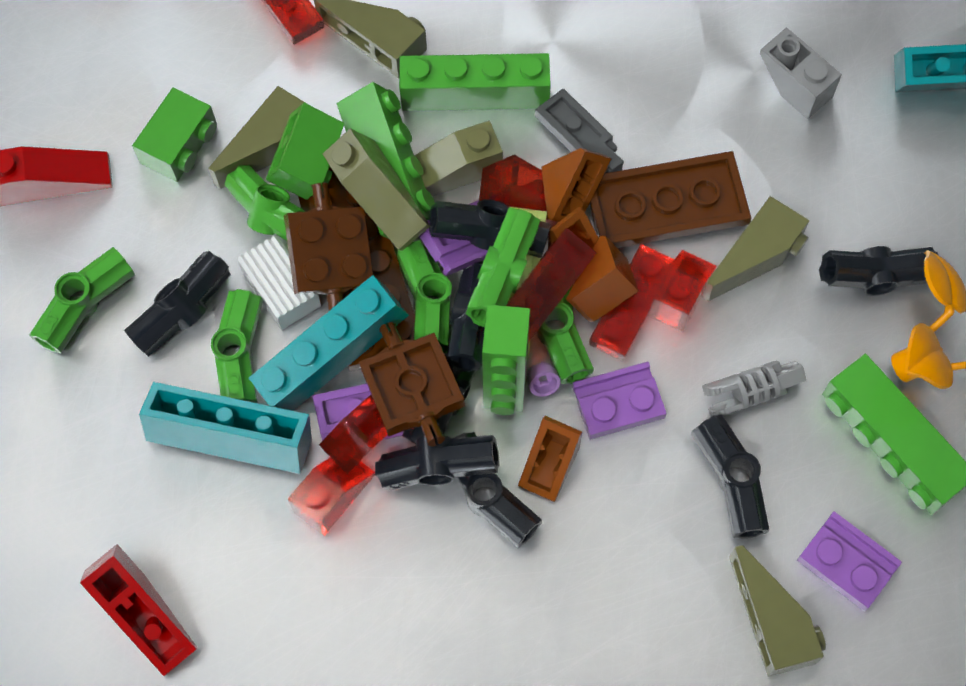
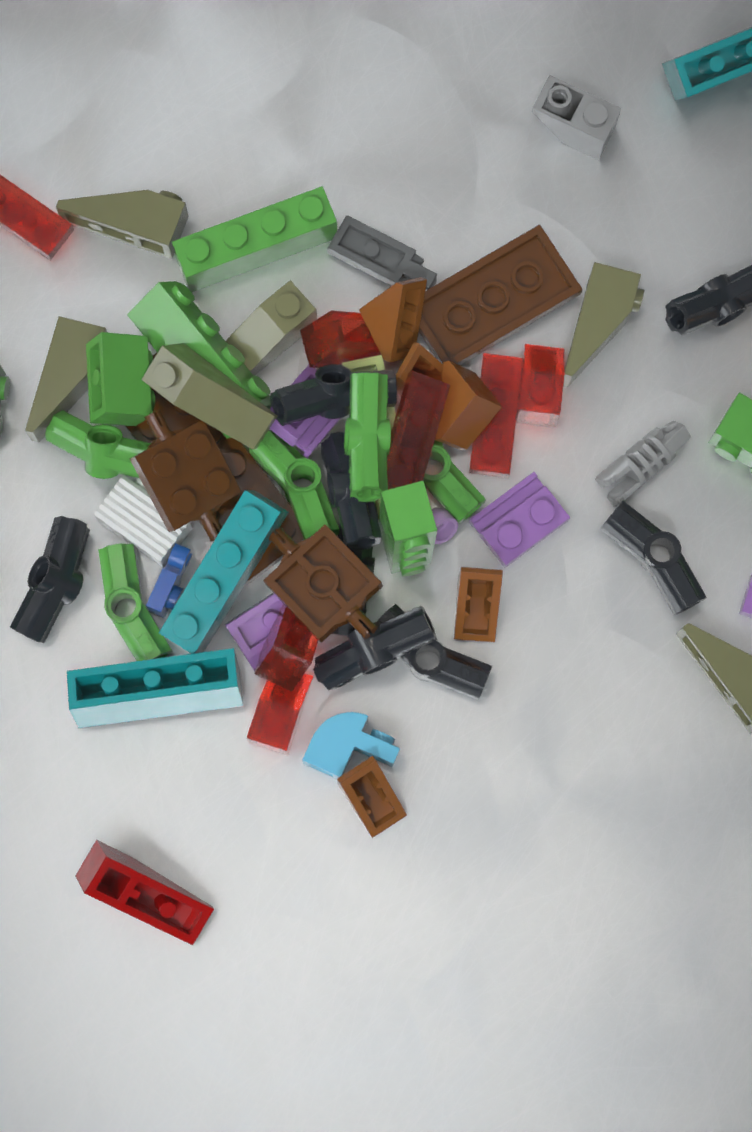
camera: 25 degrees left, 10 degrees up
(278, 338) = (167, 589): none -> blue plate
(373, 536) = (340, 737): none -> medium azure brick
(382, 597) = (371, 796): none -> dark orange slope

